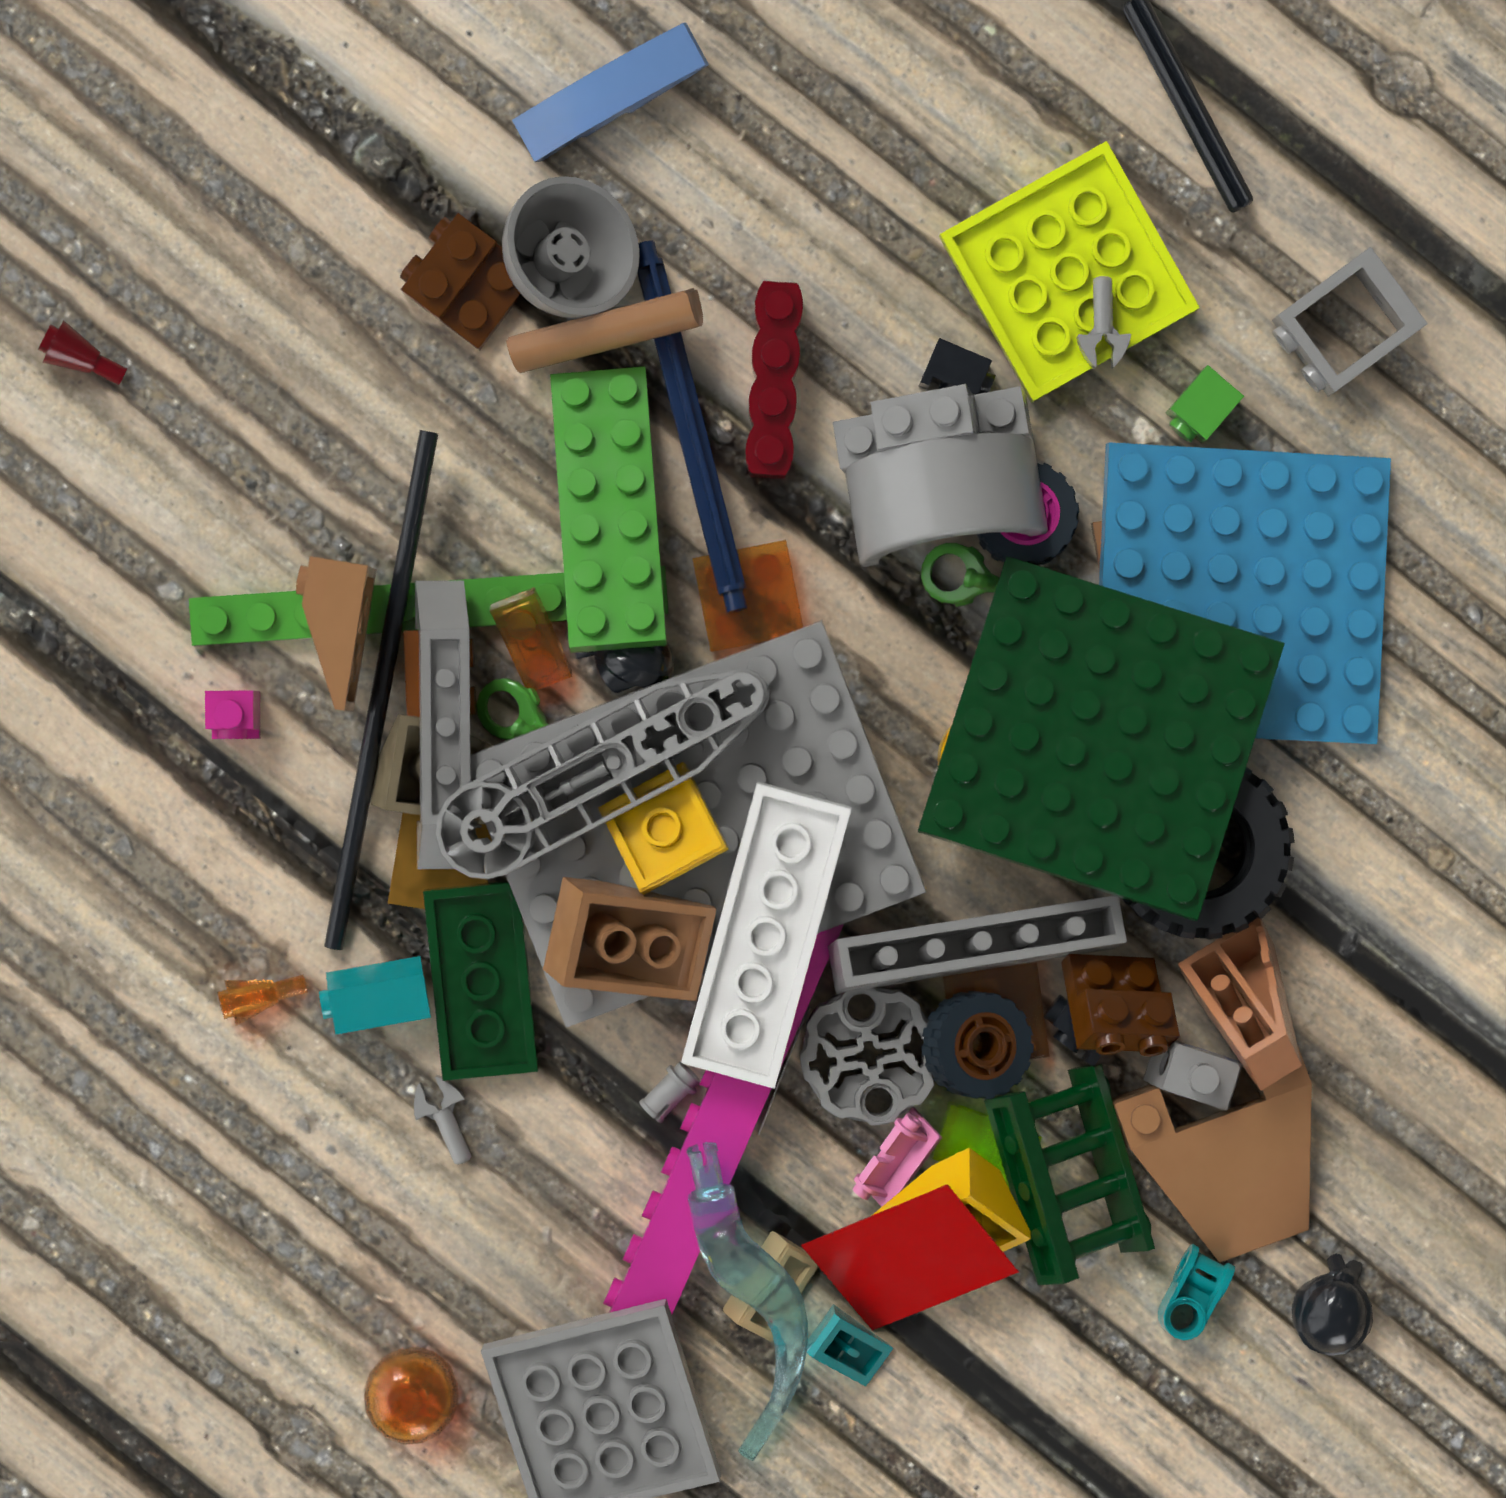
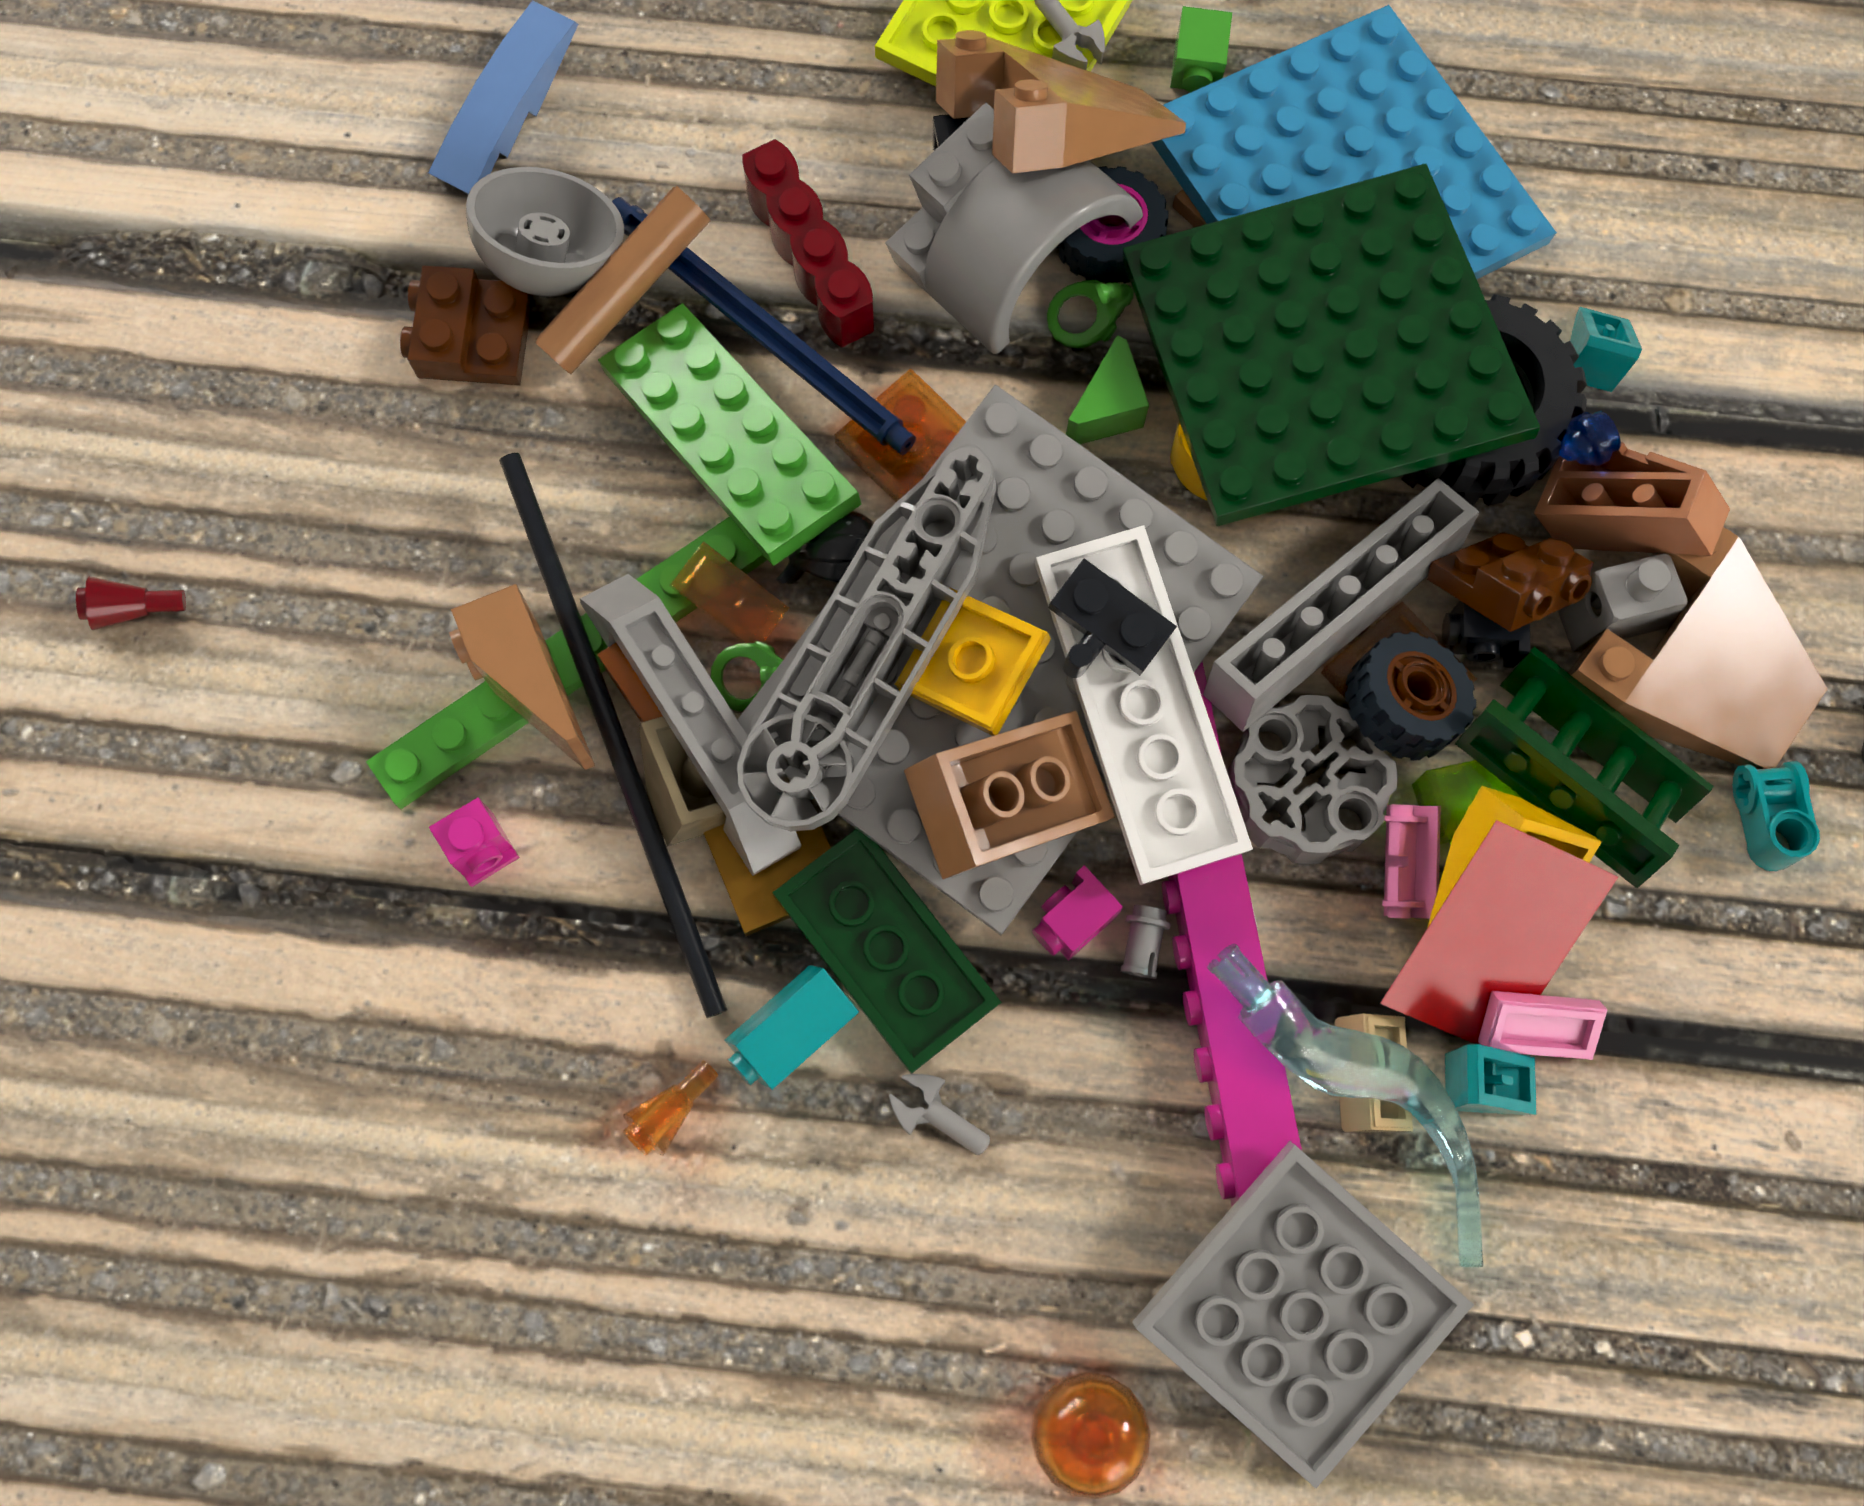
camera: 35 degrees left, 15 degrees down
(630, 1043) = (1076, 915): none -> dark pink brick
(776, 864) = (1109, 620): none -> black plate
(909, 1331) = (1543, 1025): none -> bright pink tile
(926, 662) = (1112, 400): none -> bright green slope
(1049, 417) = (1043, 107): none -> medium nougat wedge
(1241, 944) = (1590, 439): none -> clear blue plate
(1342, 858) = (1605, 347): none -> teal slope

